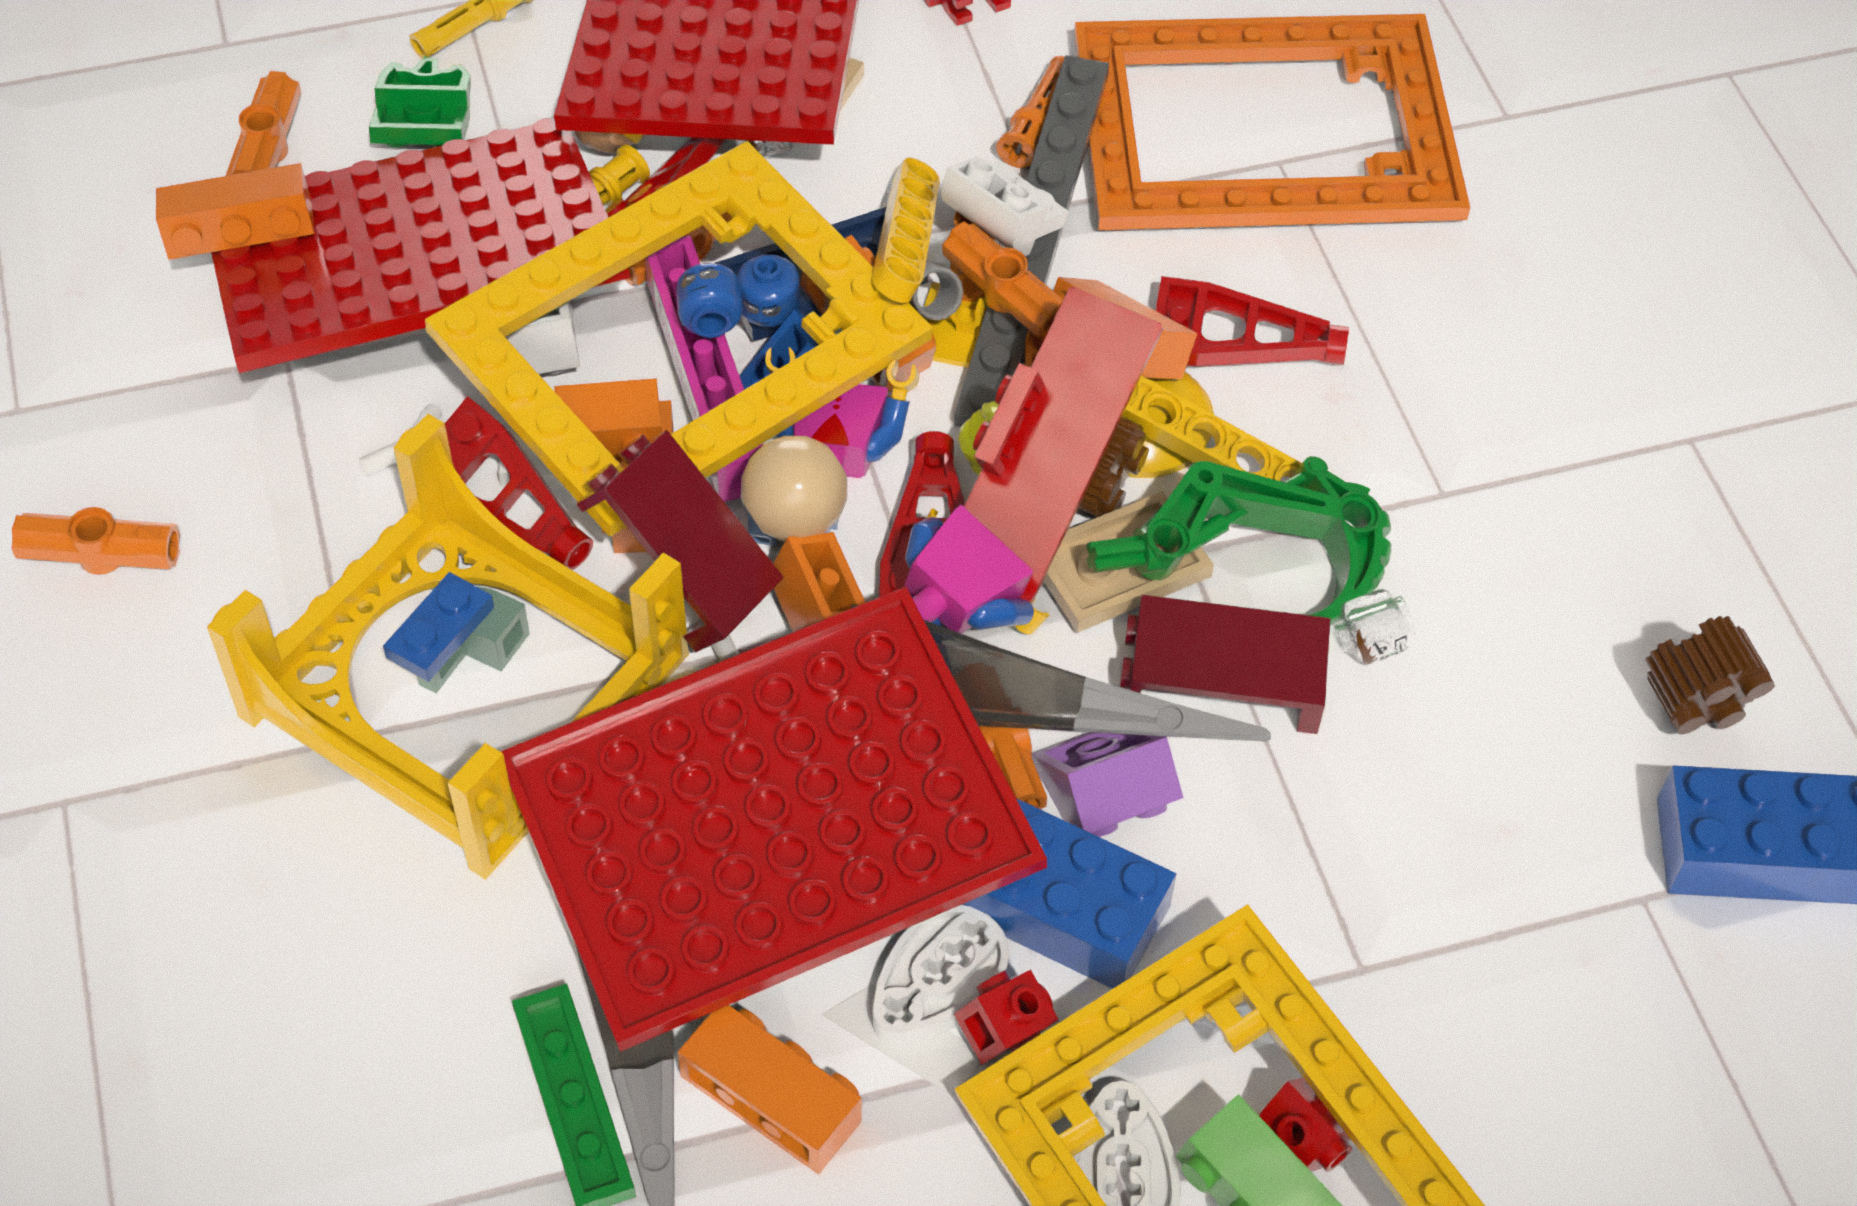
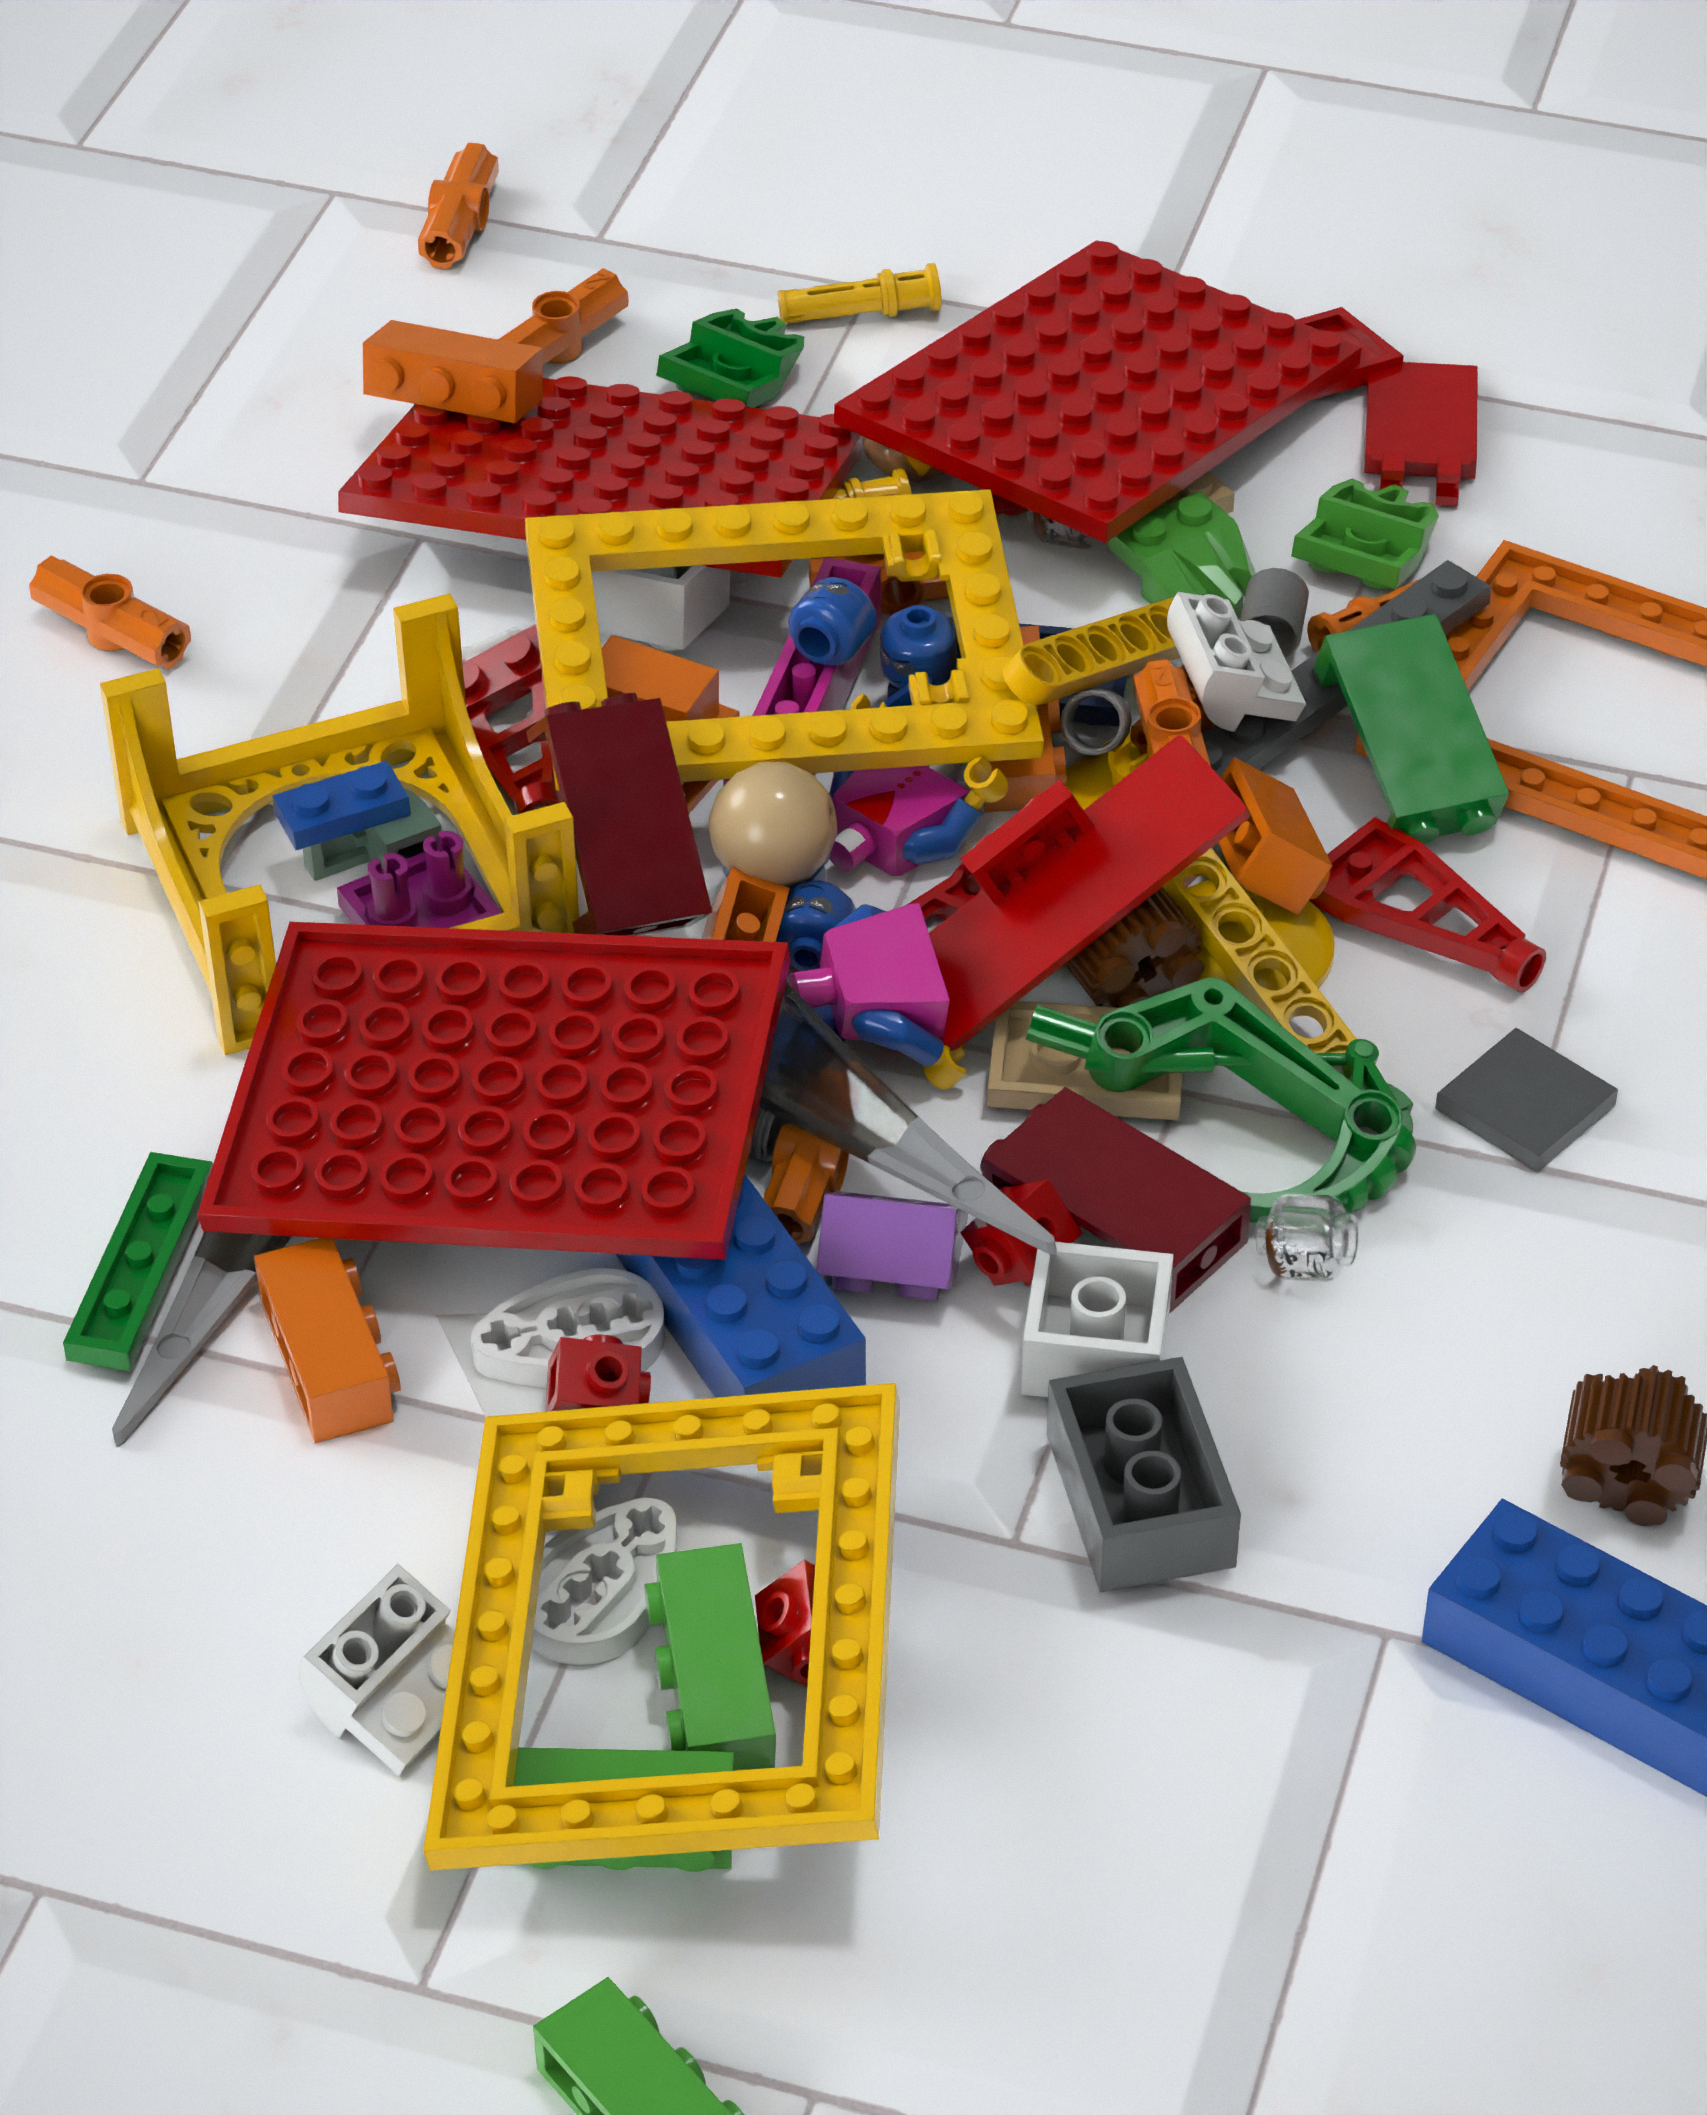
camera: 35 degrees right, 10 degrees down
(99, 61) = (458, 206): none -> orange piece
(547, 674) = (418, 890): none -> magenta plate
(864, 547) = (807, 916): none -> blue head
(879, 129) = (1187, 550): none -> bright green plate
(966, 136) = (1278, 600): none -> light grey piece
(980, 55) = (1367, 534): none -> bright green plate
(1150, 192) = (1416, 726): none -> green panel
(1199, 753) = (1007, 1257): none -> red brick
(1308, 773) = (1094, 1312): none -> white brick
(1414, 445) = (1526, 1099): none -> dark grey tile
(1426, 873) = (1142, 1474): none -> dark grey brick

